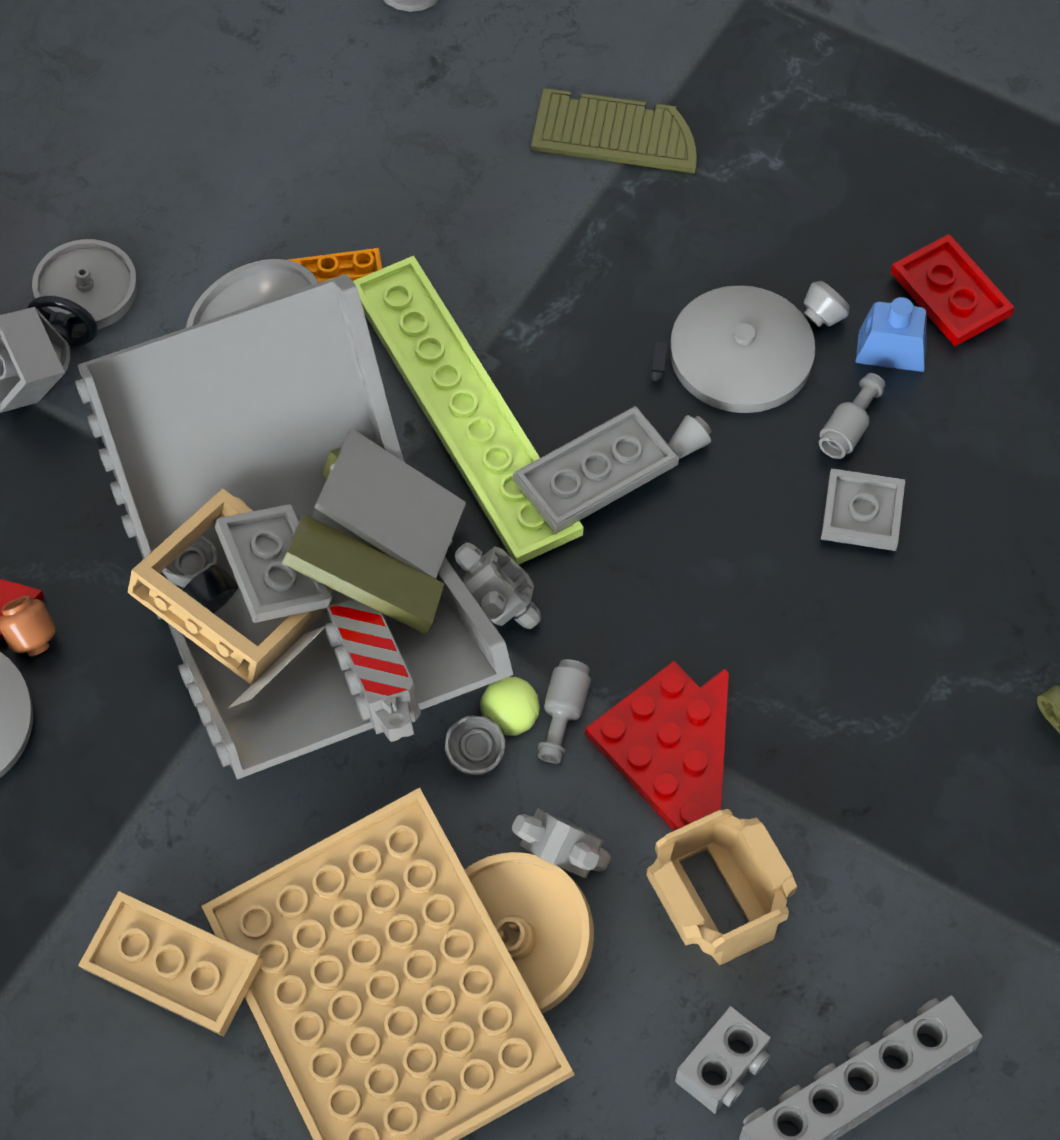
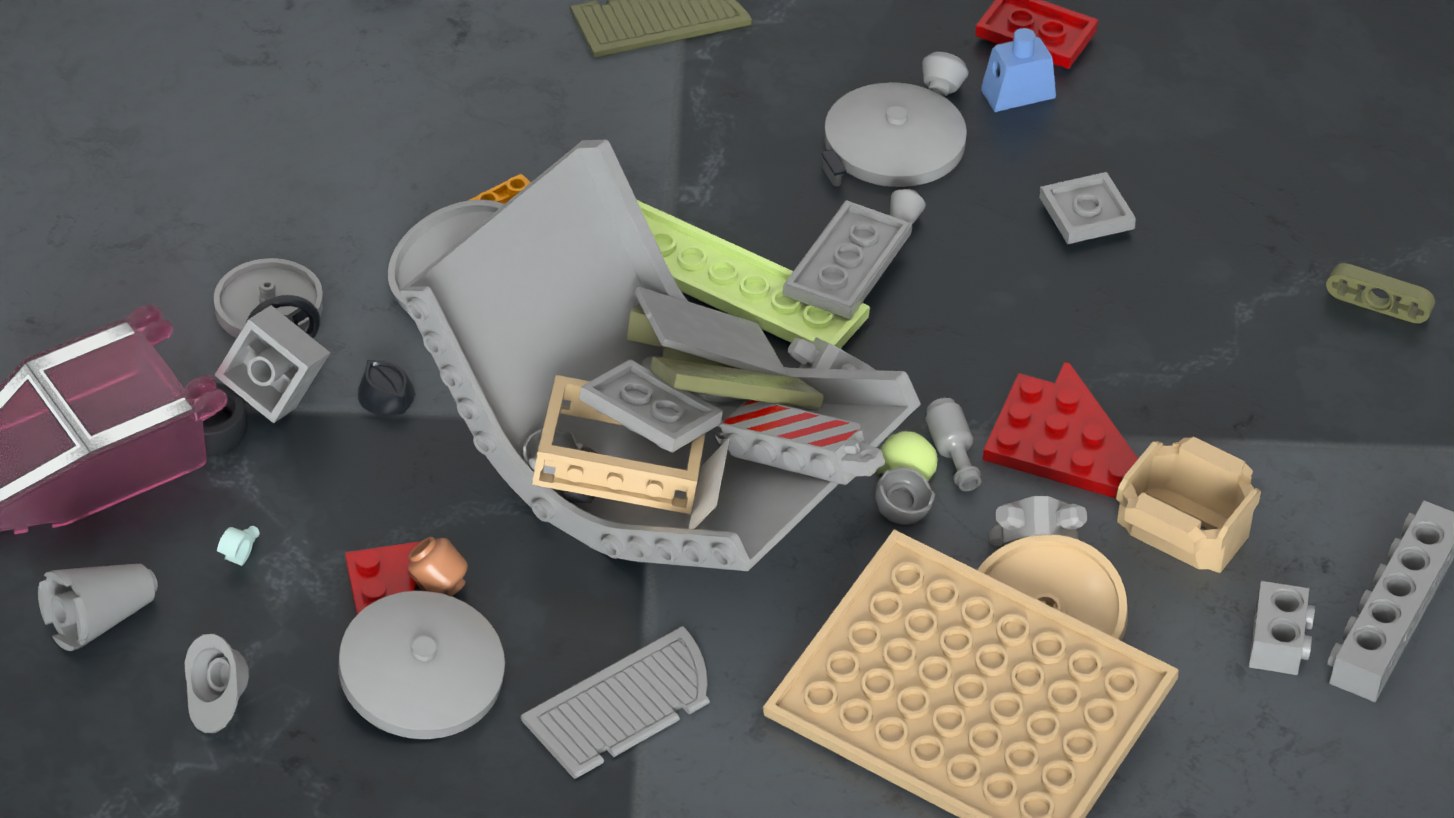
camera: 30 degrees left, 15 degrees down
(99, 836) = (622, 703): none -> light grey piece
(171, 963) = (772, 755): tan plate -> none
(850, 419) = (1027, 148): light grey piece -> none

